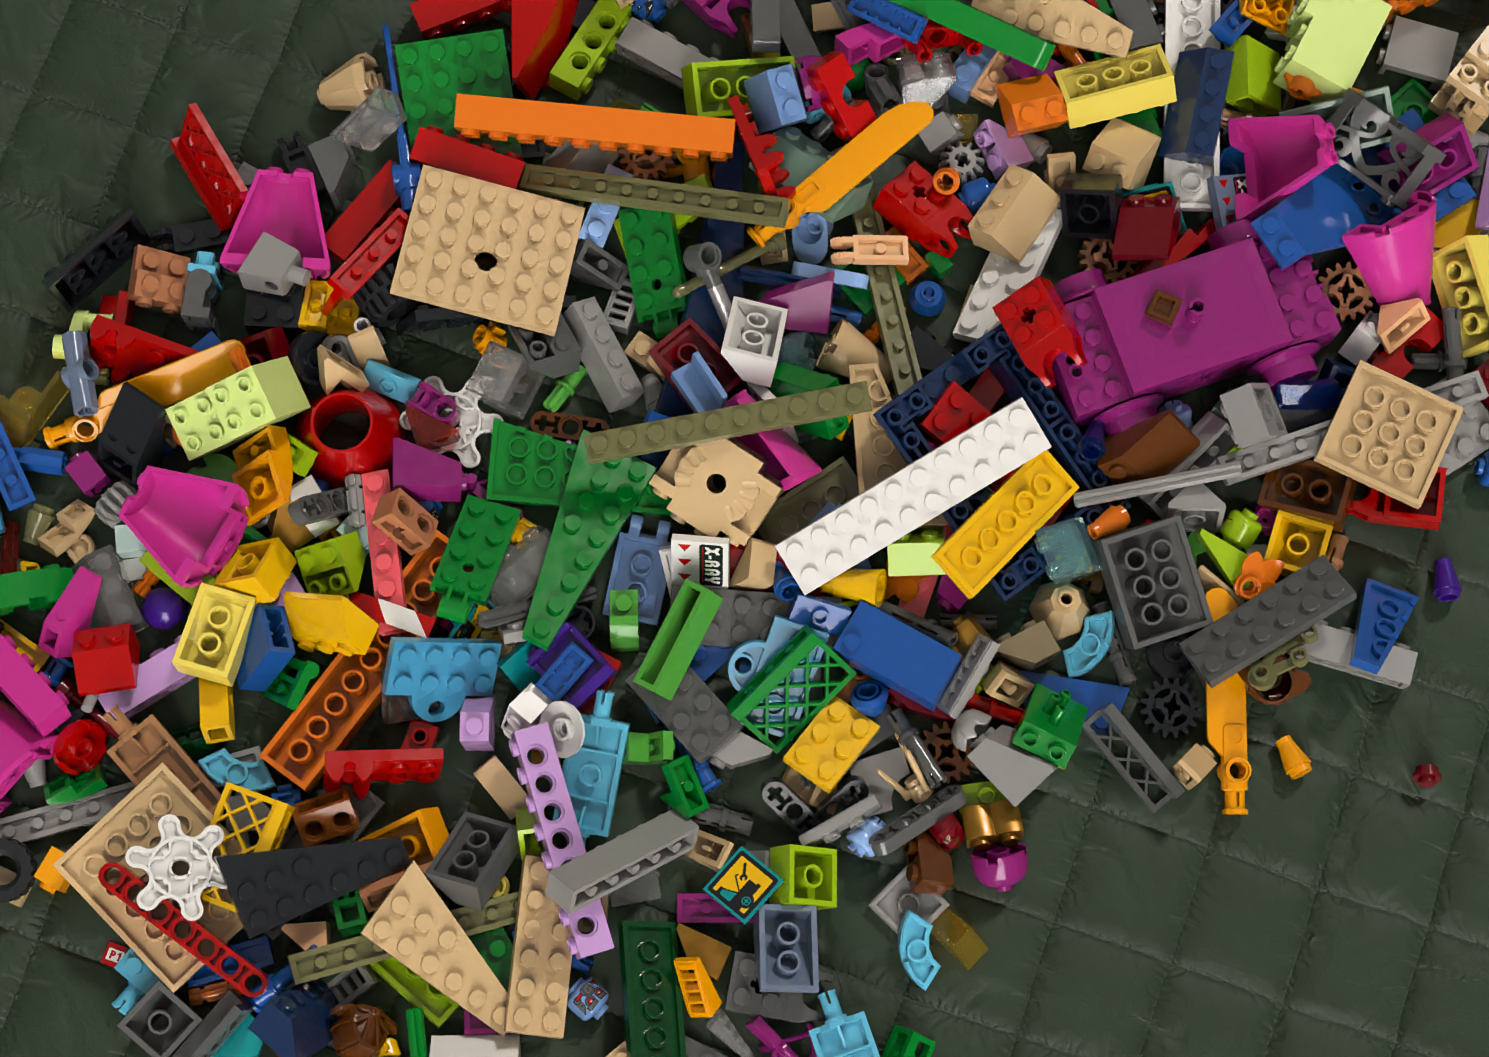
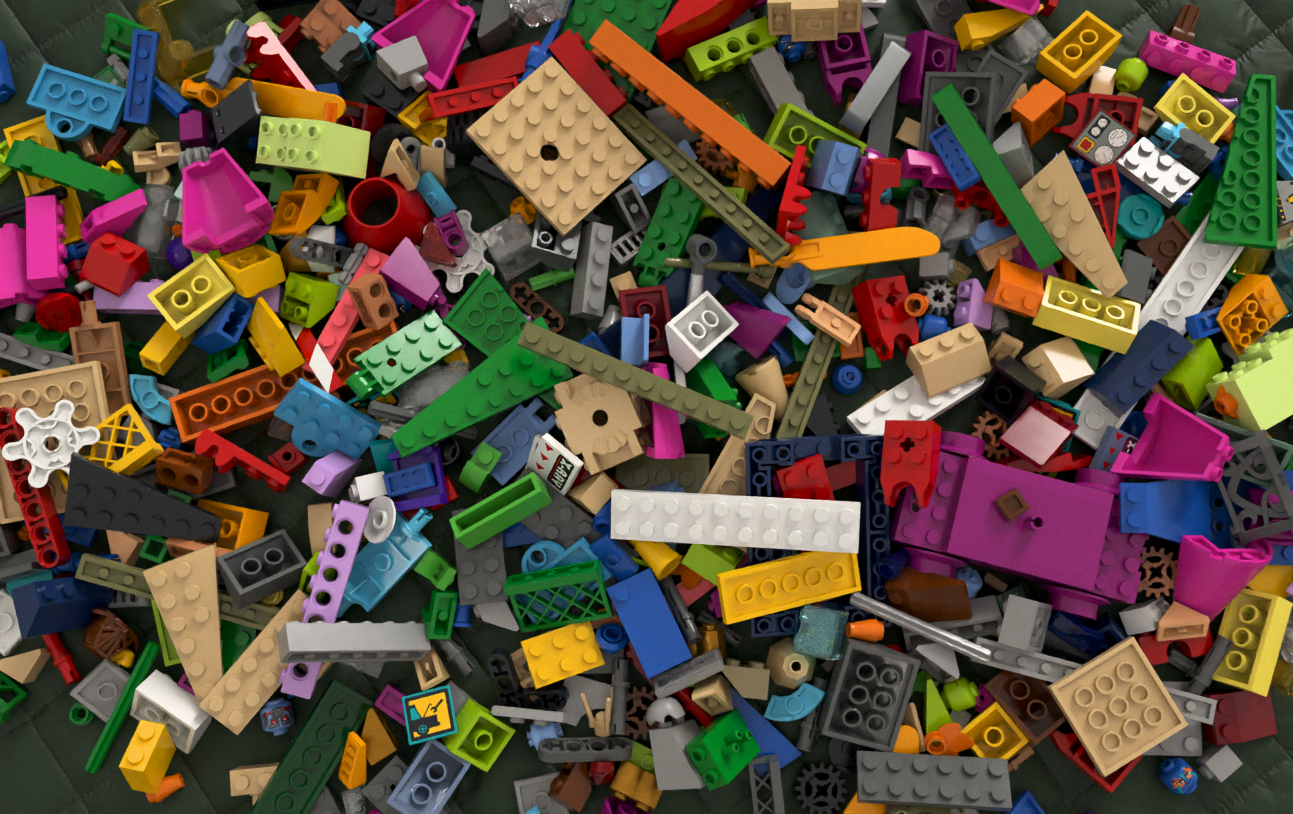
camera: 35 degrees right, 5 degrees up
(1201, 402) = (992, 582): none -> reddish brown tile

